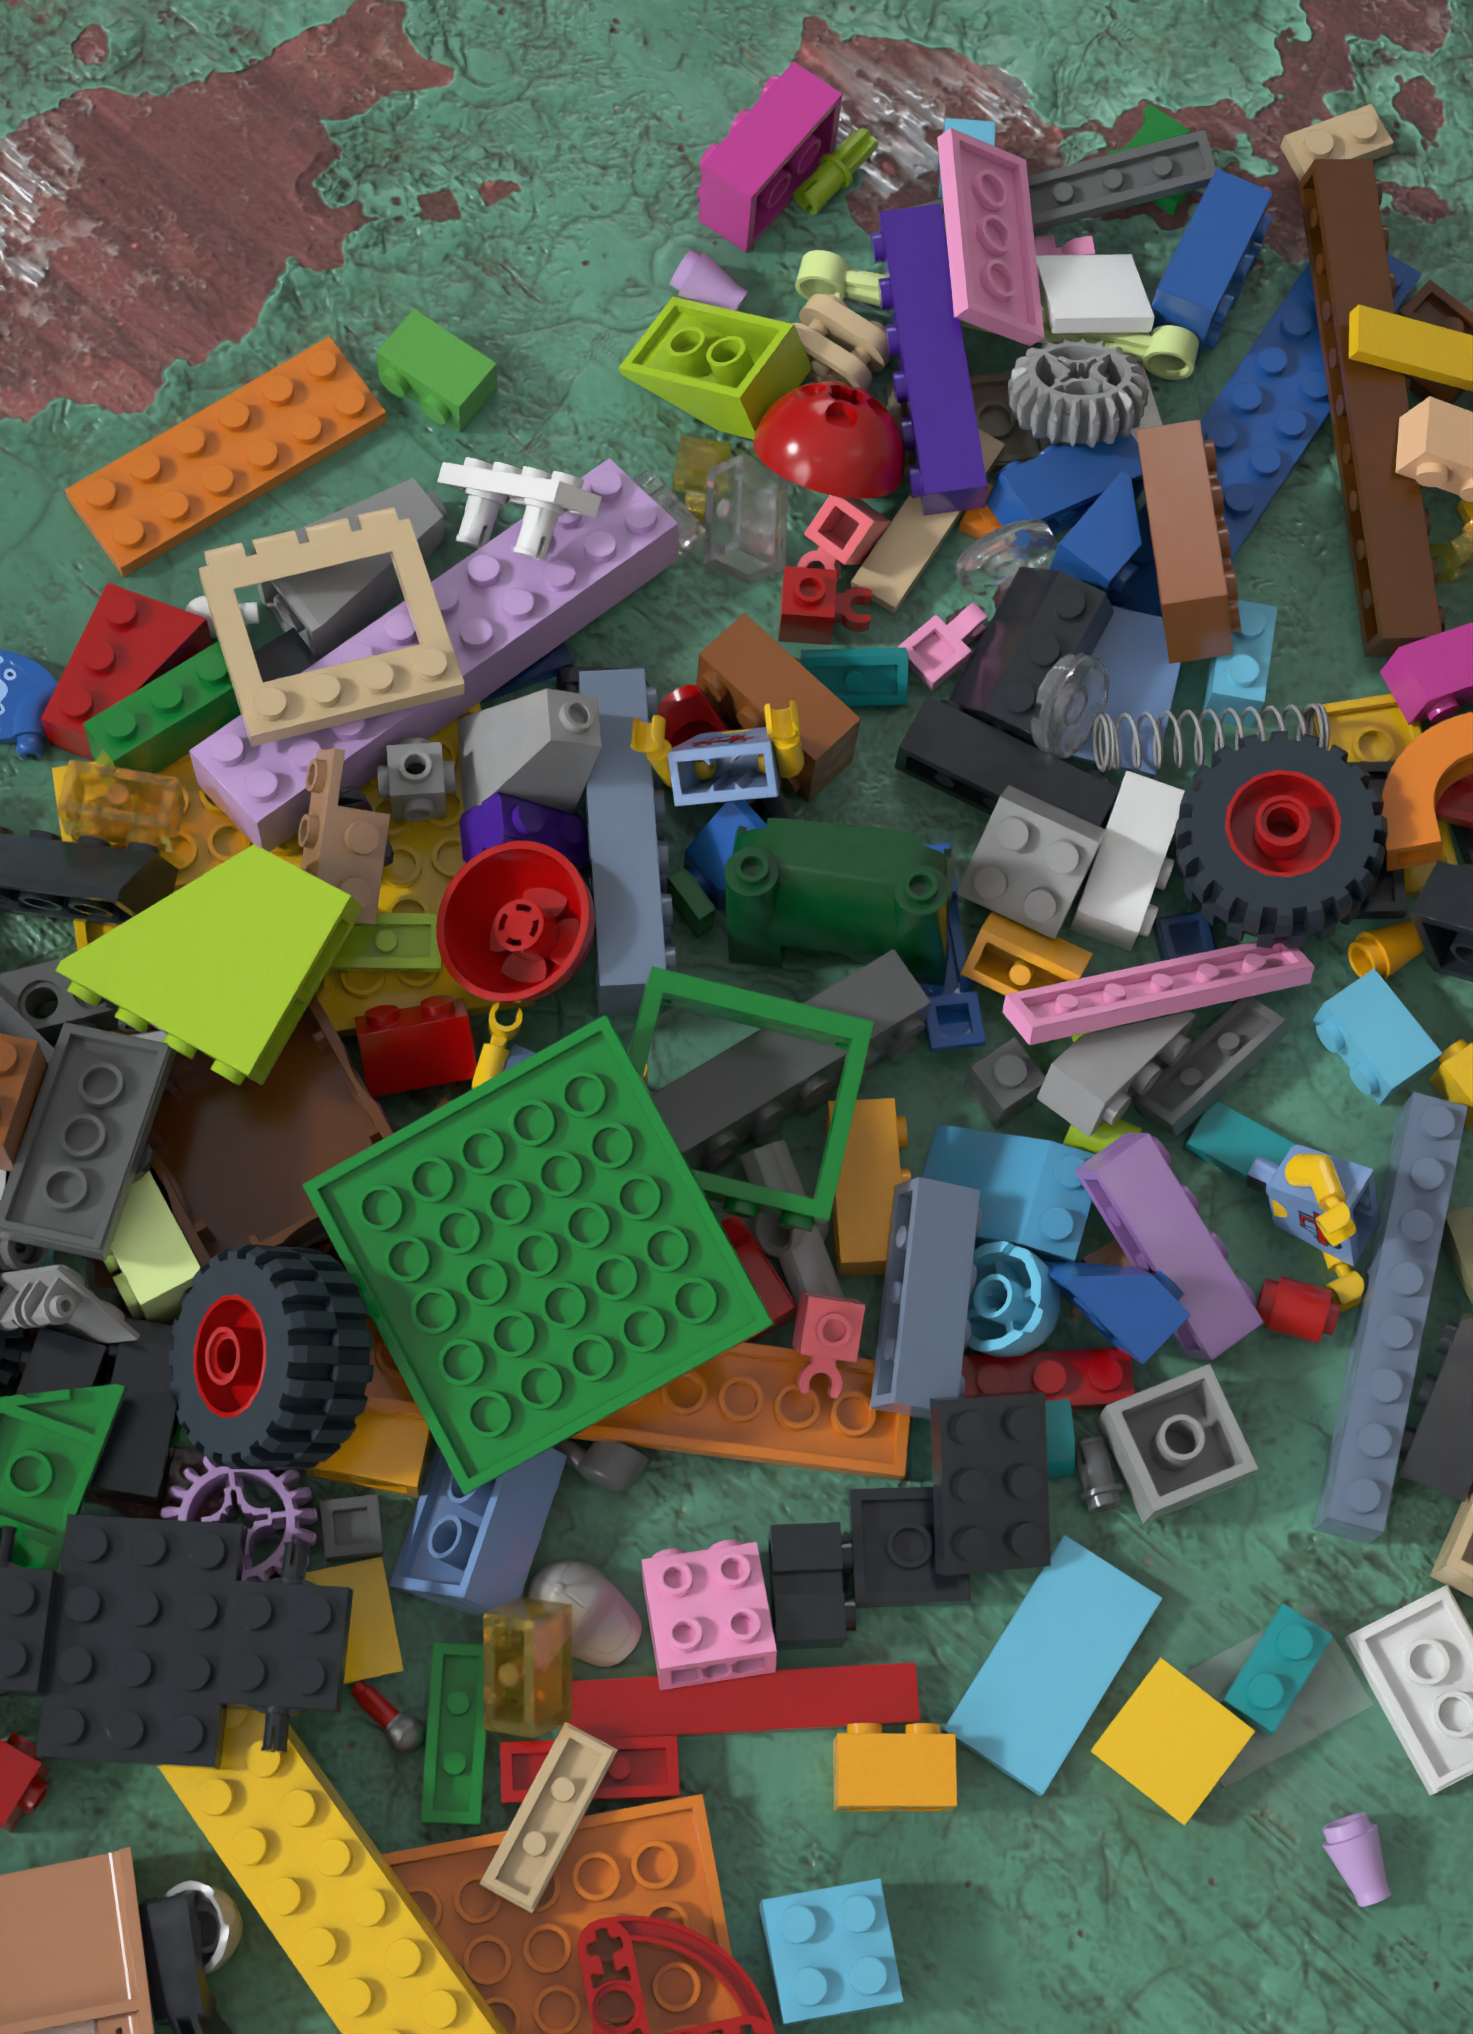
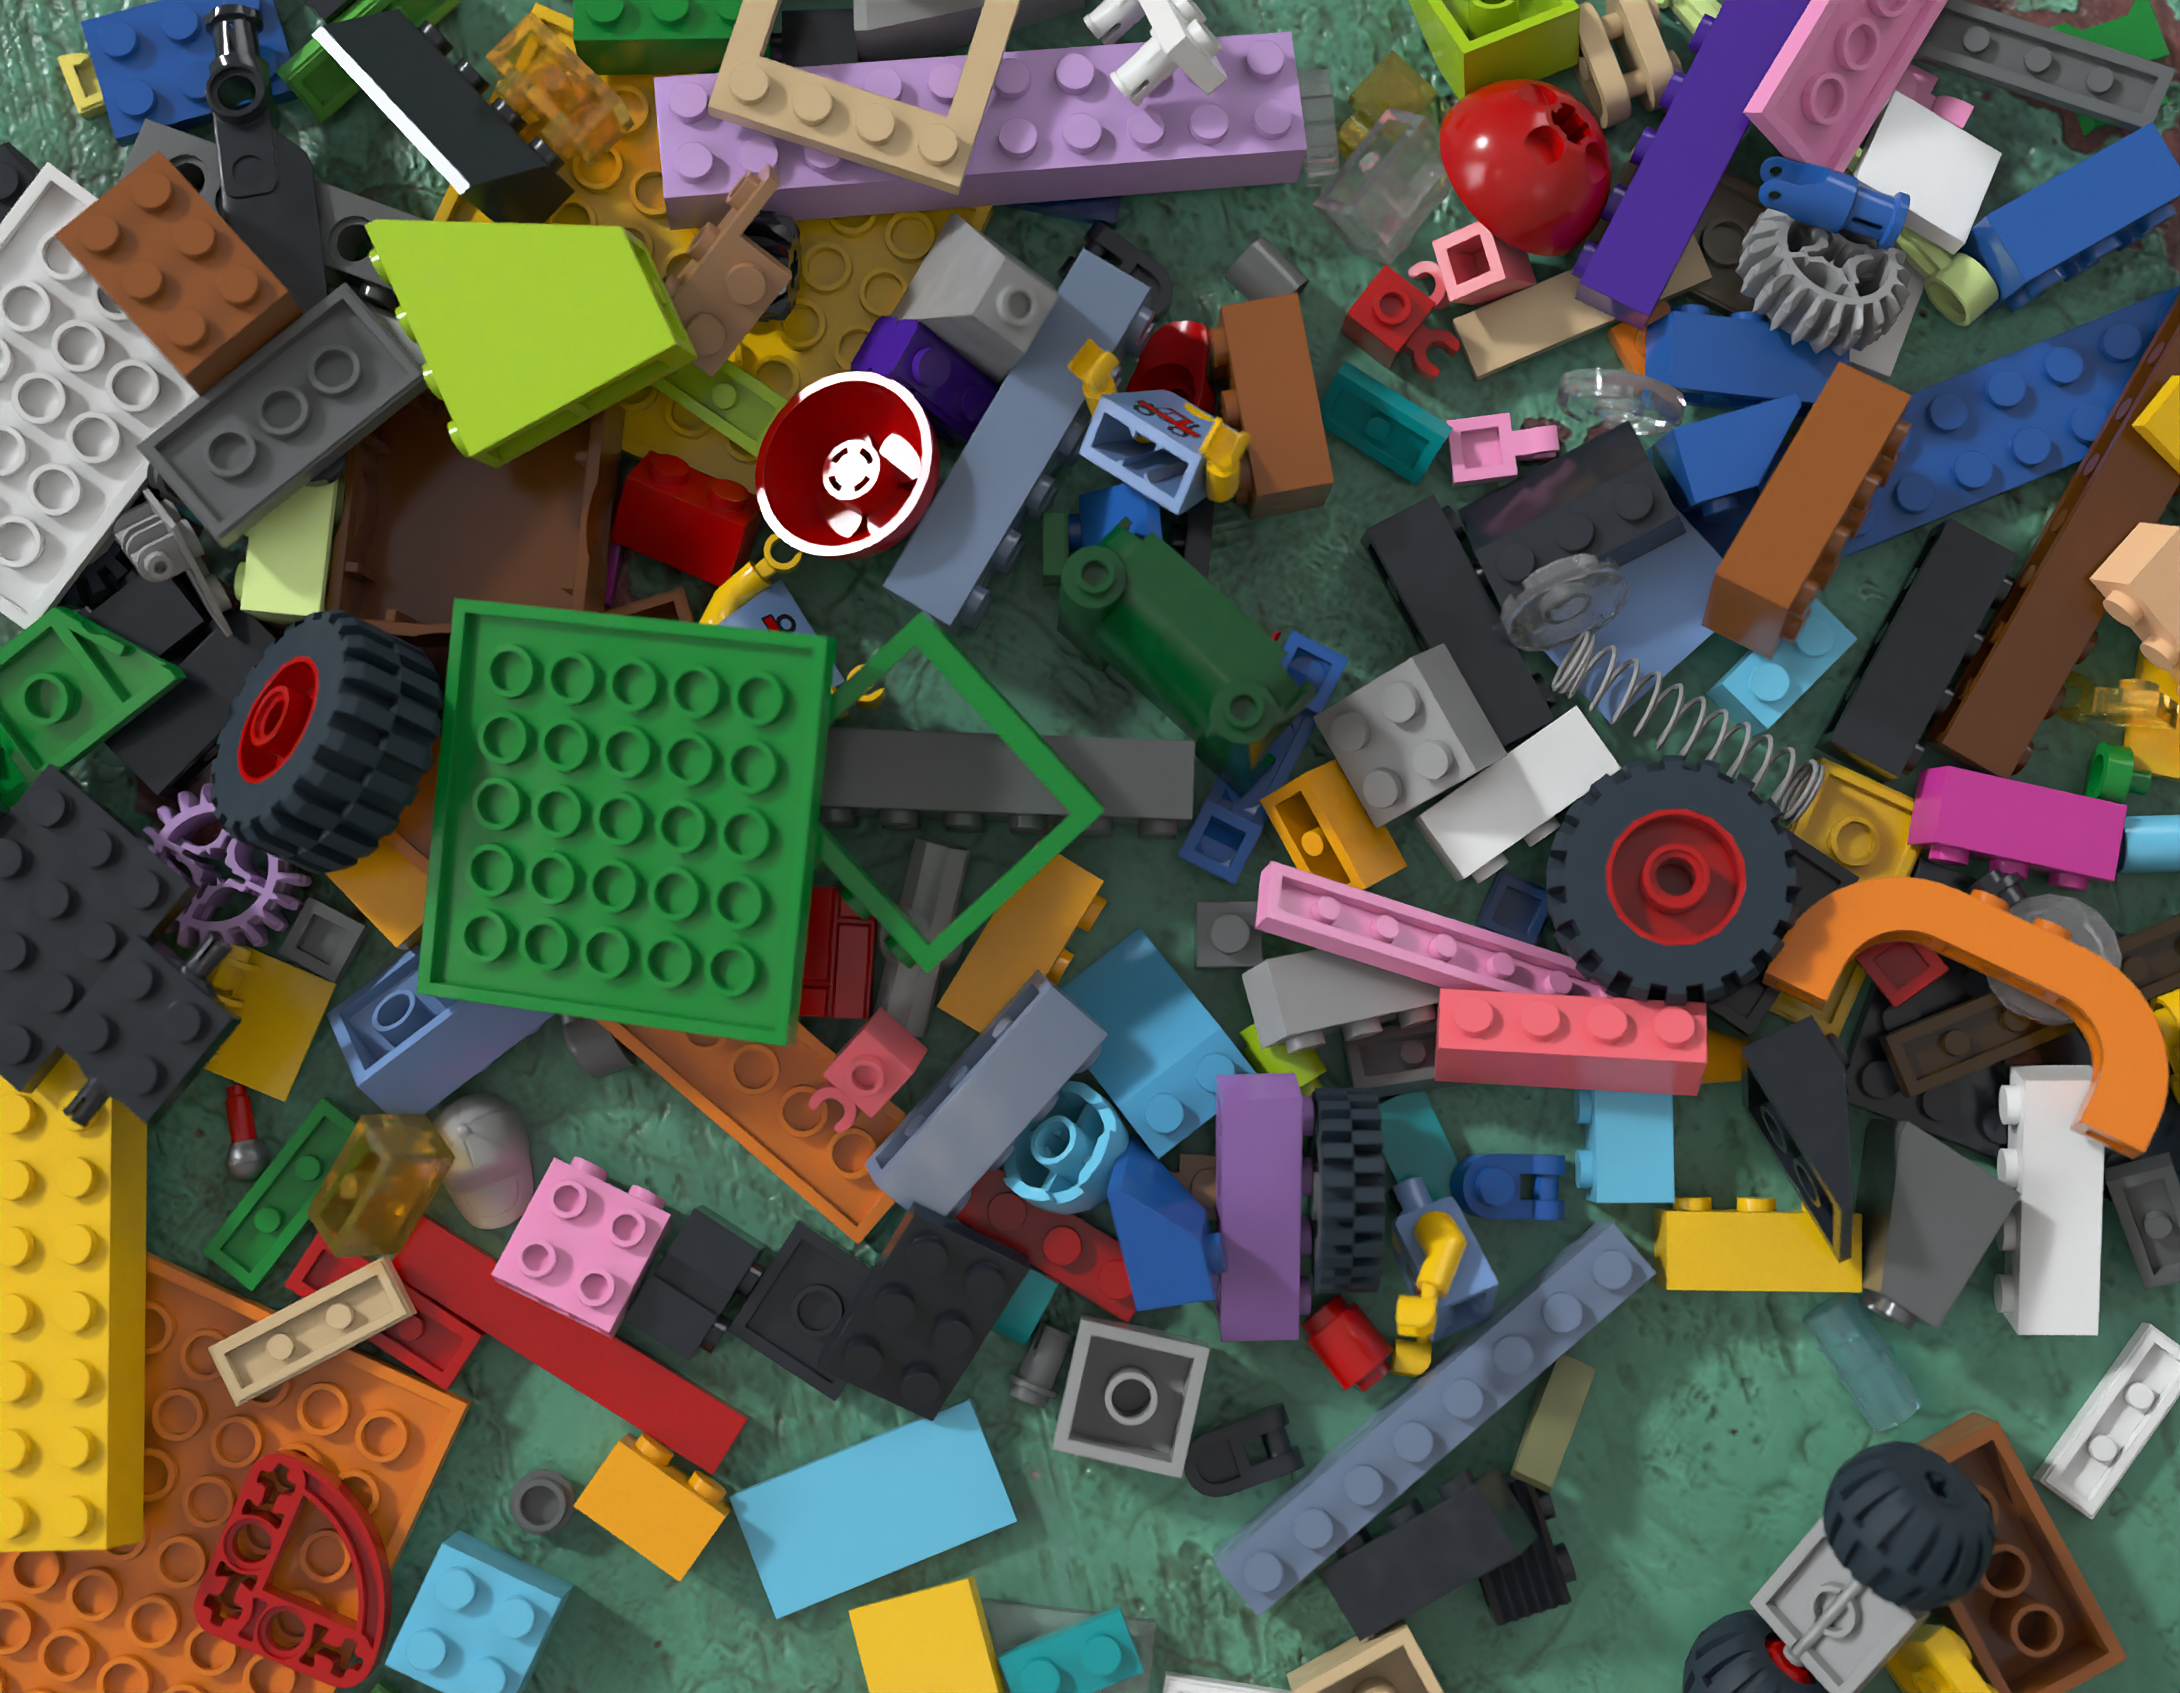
camera: 40 degrees right, 15 degrees up
(416, 780) = (869, 270): light grey brick -> none
(699, 628) = (1265, 273): none -> dark grey beam
(808, 1833) = (543, 1502): none -> dark grey plate
(1053, 339) = (1833, 200): none -> blue piece
(1229, 1186) = (1346, 1191): none -> black wheel
(1275, 1450) = (1218, 1461): none -> black plate
(1292, 989) = (1570, 1042): none -> coral brick
(1313, 1127) = (1490, 1186): none -> blue plate
(1320, 598) = (1917, 651): none -> black brick

